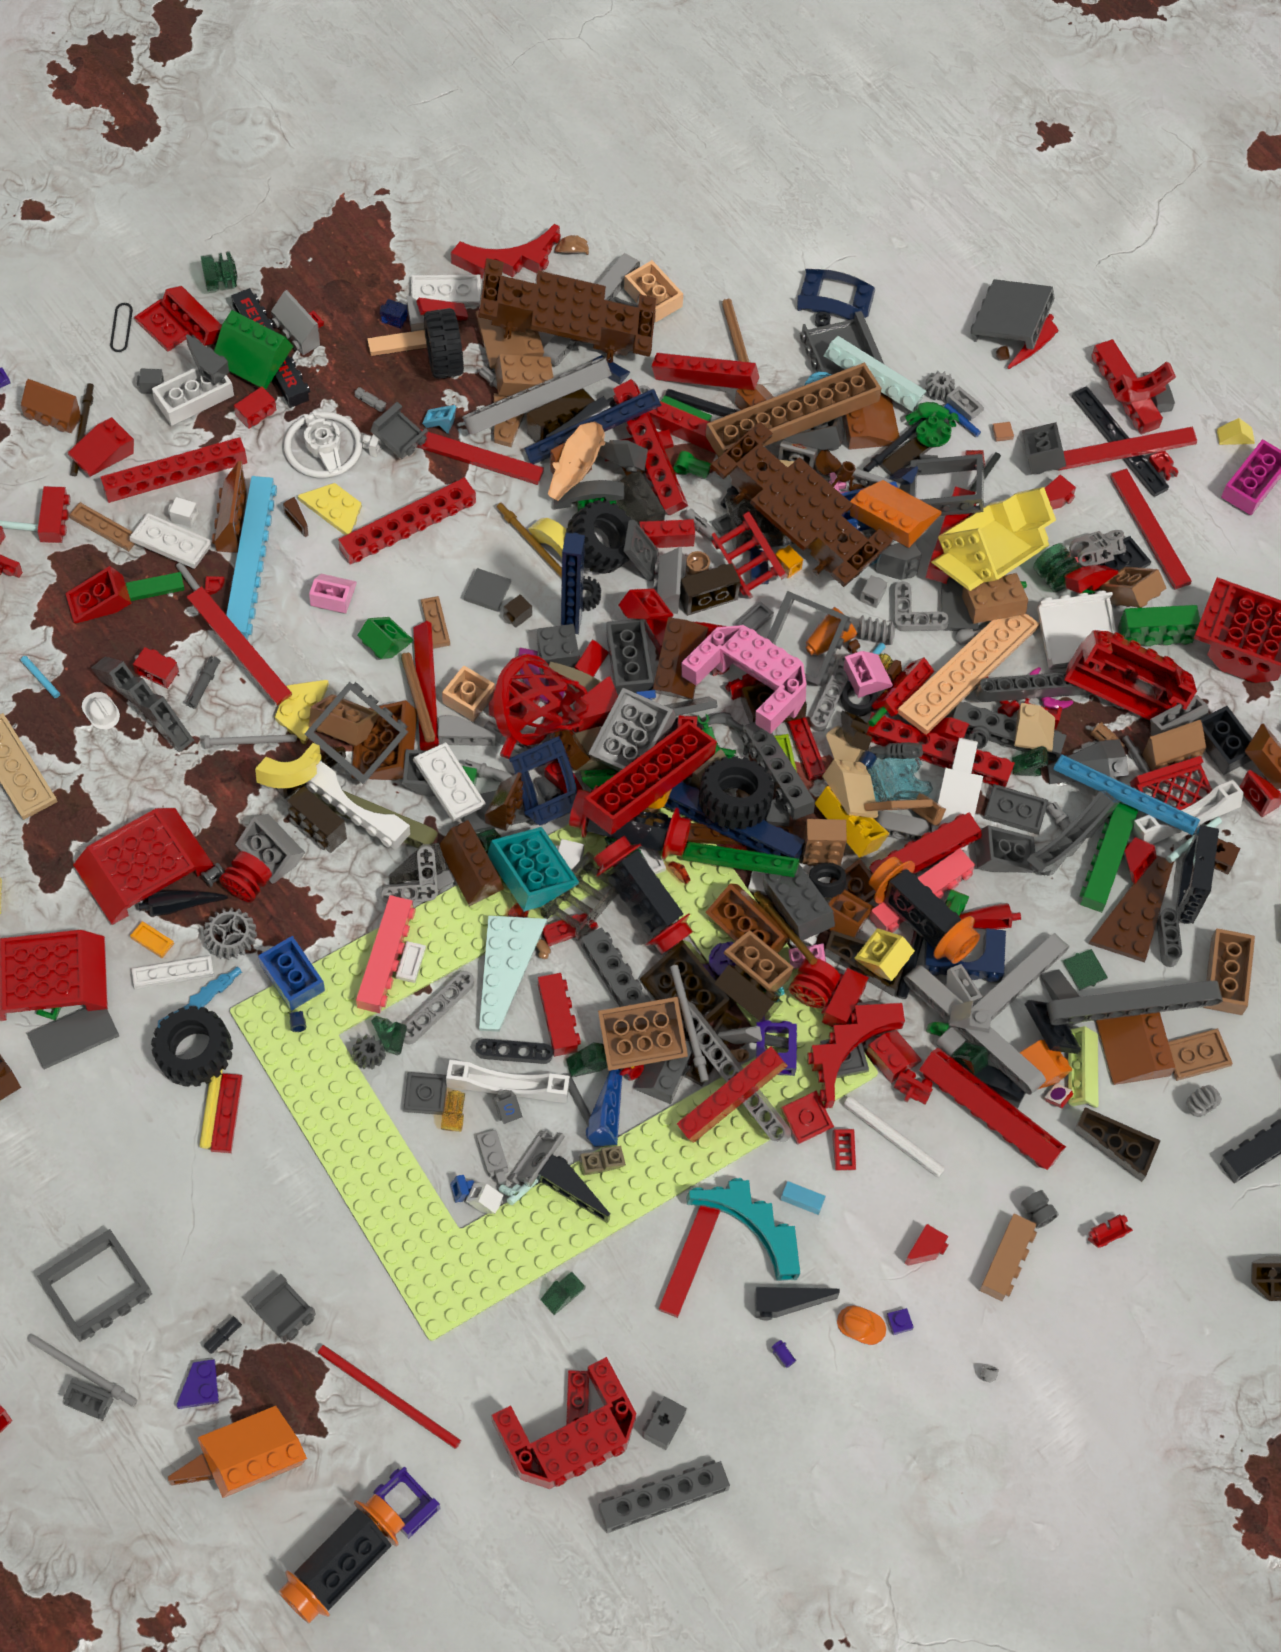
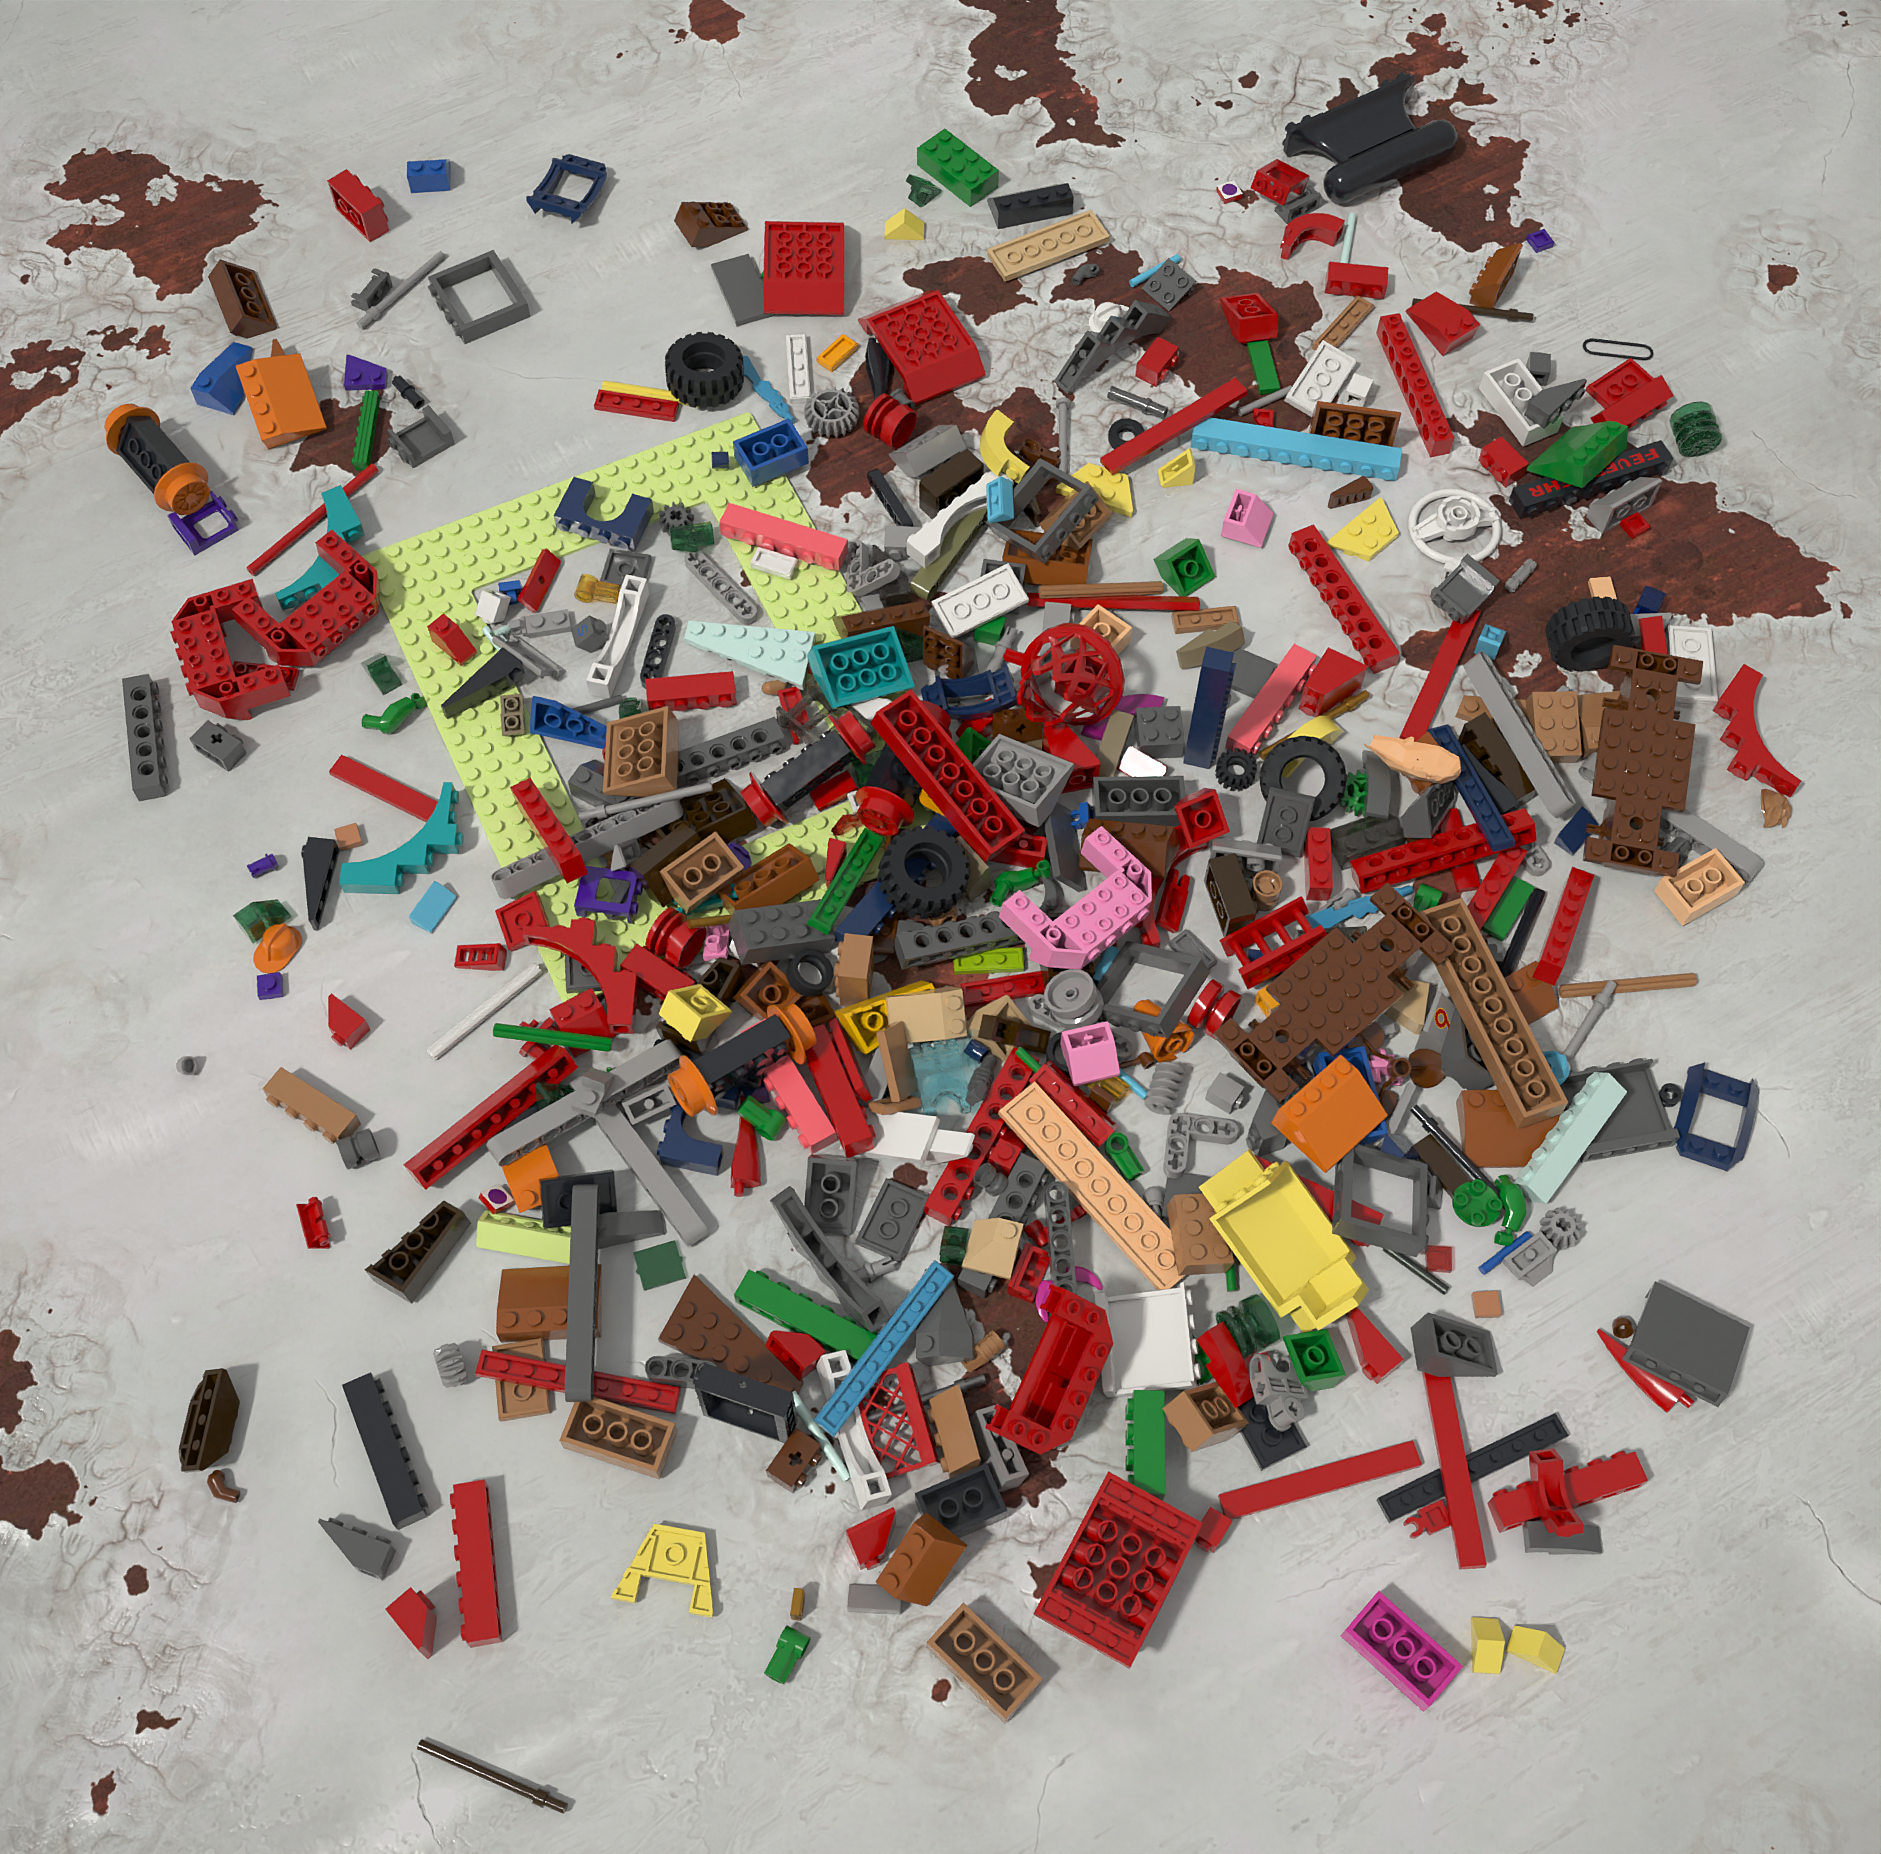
camera: 100 degrees right, 0 degrees up
(44, 733) = (1085, 271): none -> dark grey arm
(61, 662) = (1169, 285): none -> dark grey hinge
(107, 1534) = (241, 300): none -> reddish brown slope
(217, 1527) = (219, 382): none -> blue wedge
(240, 700) = (1123, 424): none -> black tyre
(274, 749) = (1039, 452): none -> reddish brown piece
(274, 1366) = (366, 430): none -> green piece
(281, 645) = (1178, 471): none -> light yellow slope
(331, 873) = (888, 499): none -> black beam
(346, 768) = (1000, 500): none -> medium azure slope
(374, 1141) = (622, 531): none -> dark blue arch
(377, 859) = (896, 541): none -> light grey slope
(447, 1165) = (539, 580): none -> red tile
(462, 1365) = (343, 522): none -> teal arch
(466, 611) = (1226, 638): none -> dark tan slope
(500, 525) = (1331, 682): none -> red slope
(509, 564) = (1272, 700): none -> coral brick
(520, 1336) = (326, 617): none -> red wedge
(528, 1227) = (451, 639): none -> red slope
(615, 1266) = (394, 714): none -> green arm
(700, 508) = (1356, 907): none -> dark azure sword
(718, 876) = (835, 858): none -> red slope
(742, 1285) = (348, 837): none -> nougat tile
(759, 356) = (1600, 1002): none -> light grey bar
(814, 589) = (1213, 1007): none -> red wheel
(832, 693) = (1073, 999): none -> light grey wheel
(841, 1337) = (259, 916): none -> clear green slope
(897, 843) = (850, 1060): none -> red tile
(918, 1068) = (552, 1037): none -> green axle
(940, 654) = (1125, 1158): none -> green piece
(1072, 525) = (1315, 1359): none -> green slope
(1193, 1018) = (552, 1377): none -> red tile
(1201, 588) = (1212, 1530): none -> red brick
(1231, 408) = (1535, 1648): none -> light yellow slope

